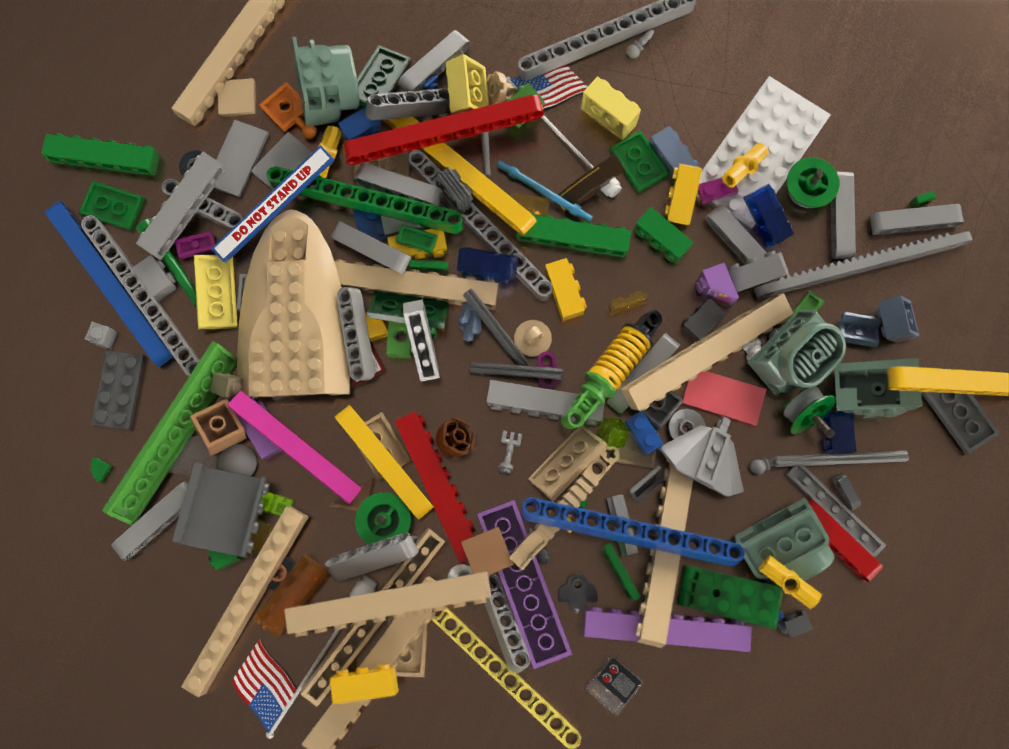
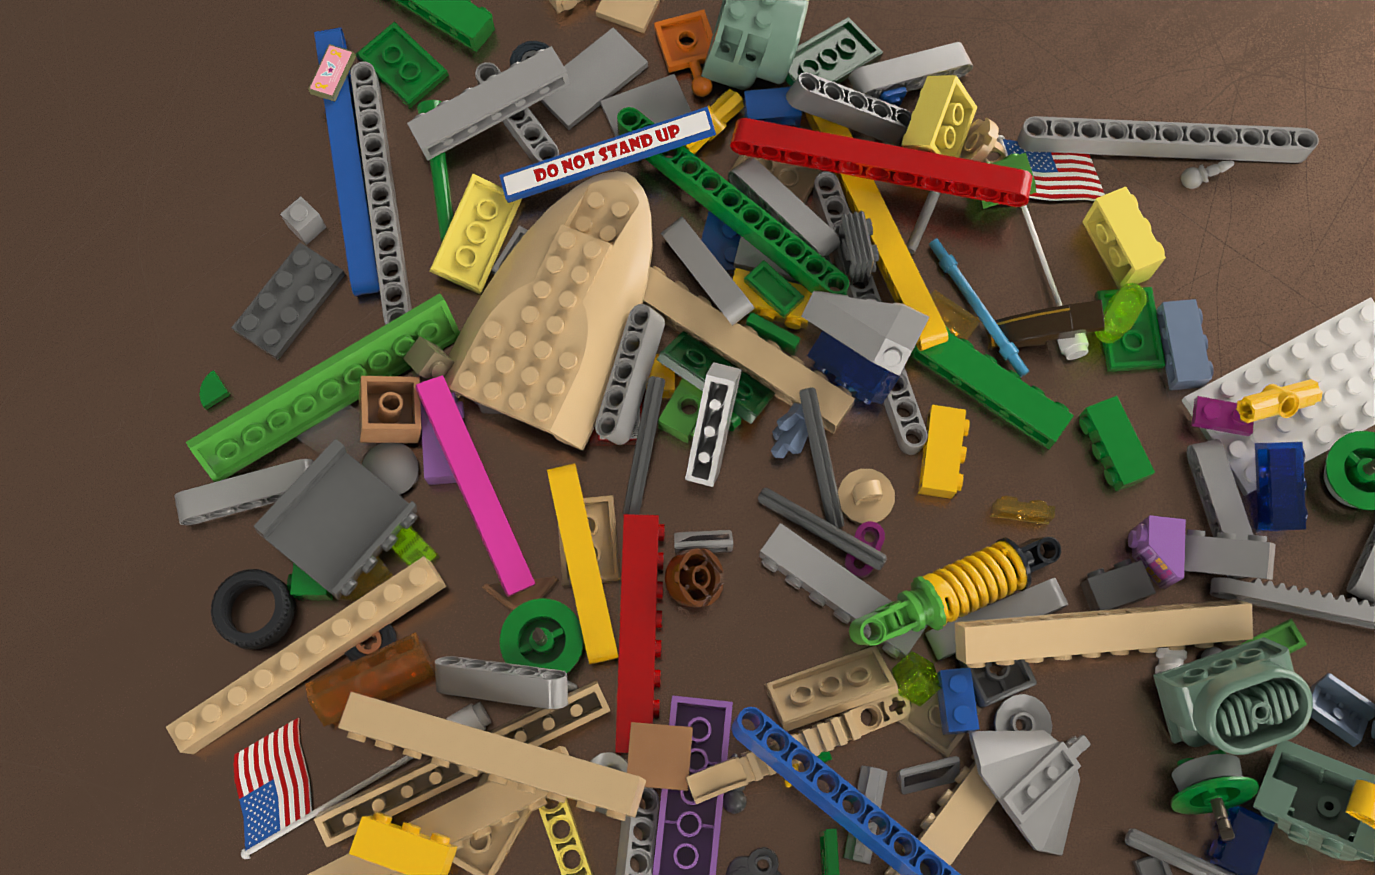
camera: 25 degrees right, 5 degrees down
(70, 233) = (332, 72): none -> tile
(155, 278) = (408, 179): light grey brick -> none
(176, 590) = (228, 593): none -> black tyre
(195, 245) = (481, 162): magenta plate -> none
(385, 373) = (643, 445): none -> dark grey axle
(453, 410) = (711, 540): none -> light grey slope
(485, 236) = (872, 328): none -> light grey wedge
(505, 467) = (743, 652): light grey hinge -> none
(630, 154) = (1122, 312): none -> clear neon green brick
(683, 193) = (1171, 399): yellow brick -> none
(725, 397) = (1098, 709): coral tile -> none
(760, 466) = (1102, 831): light grey bar -> none

